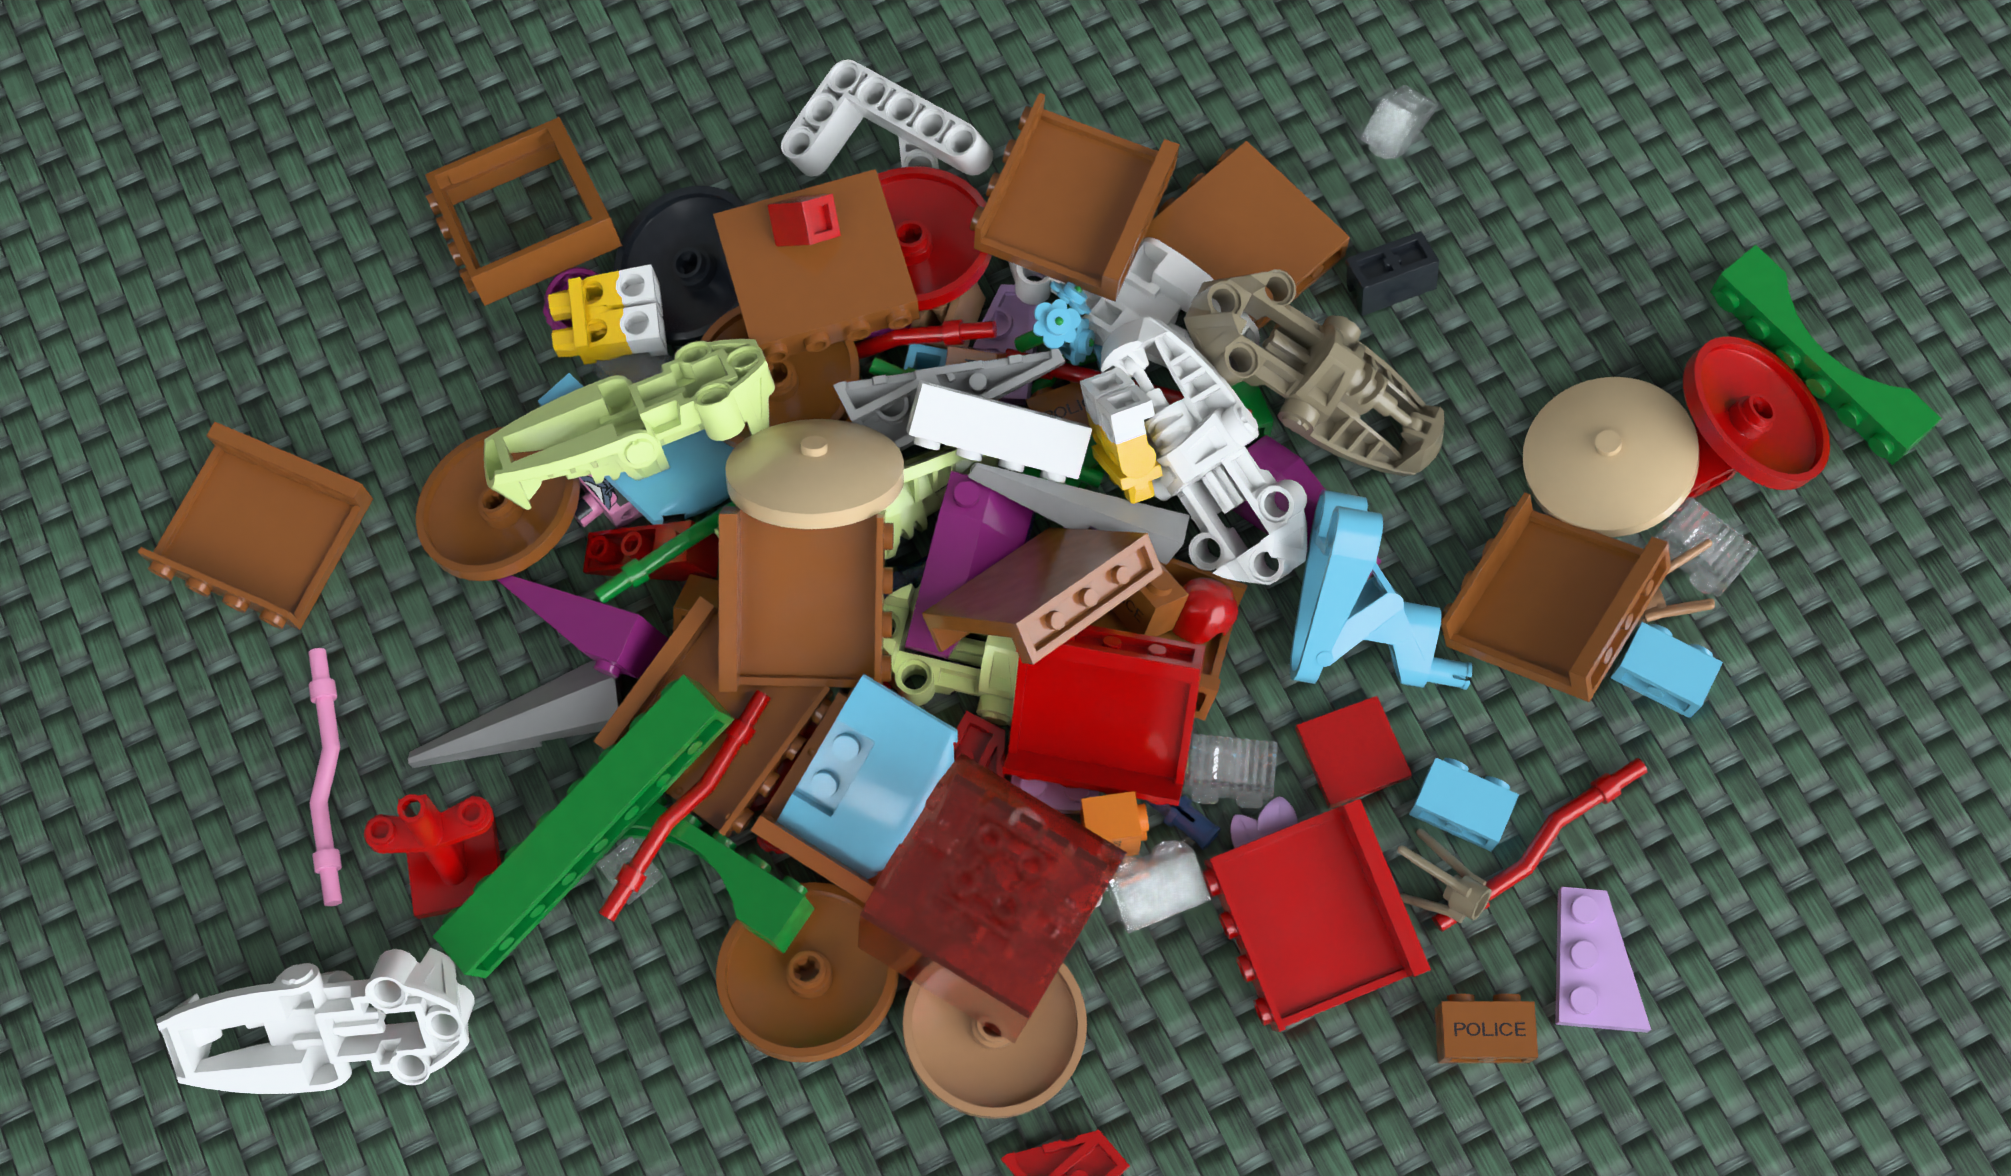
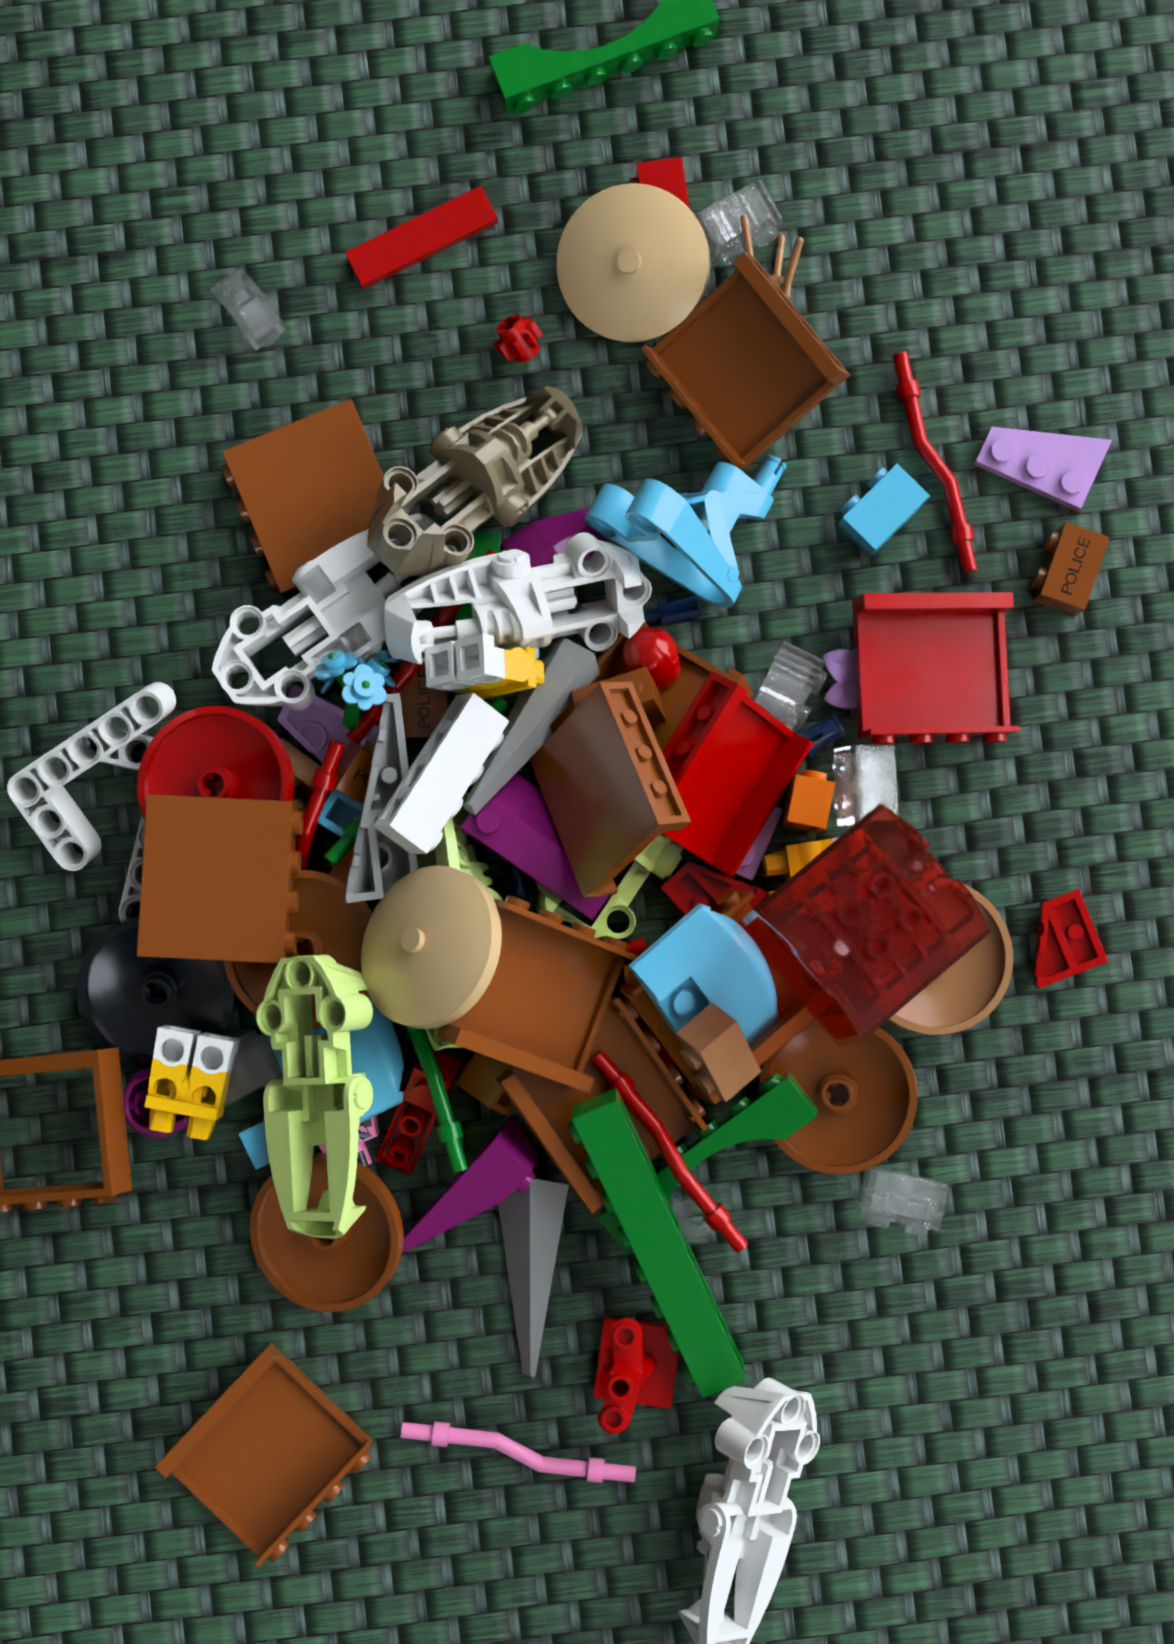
camera: 75 degrees left, 15 degrees up
(714, 1086) = (902, 1199): none -> clear brick
(803, 804) = (717, 1053): none -> medium nougat brick
(804, 220) = (180, 876): red panel -> none
(1072, 201) = (240, 627): dark orange panel -> none
(1264, 627) = (675, 611): none -> dark blue axle
(1353, 752) = (805, 581): red tile -> none
(1392, 273) = (393, 375): black hinge -> none
(1465, 895) = (962, 540): dark tan plant -> none
(1482, 374) = (517, 338): none -> red gear
(1545, 255) = (422, 237): none -> red tile
(1667, 669) = (833, 294): medium azure brick -> none
(1756, 413) = (643, 126): red dish -> none

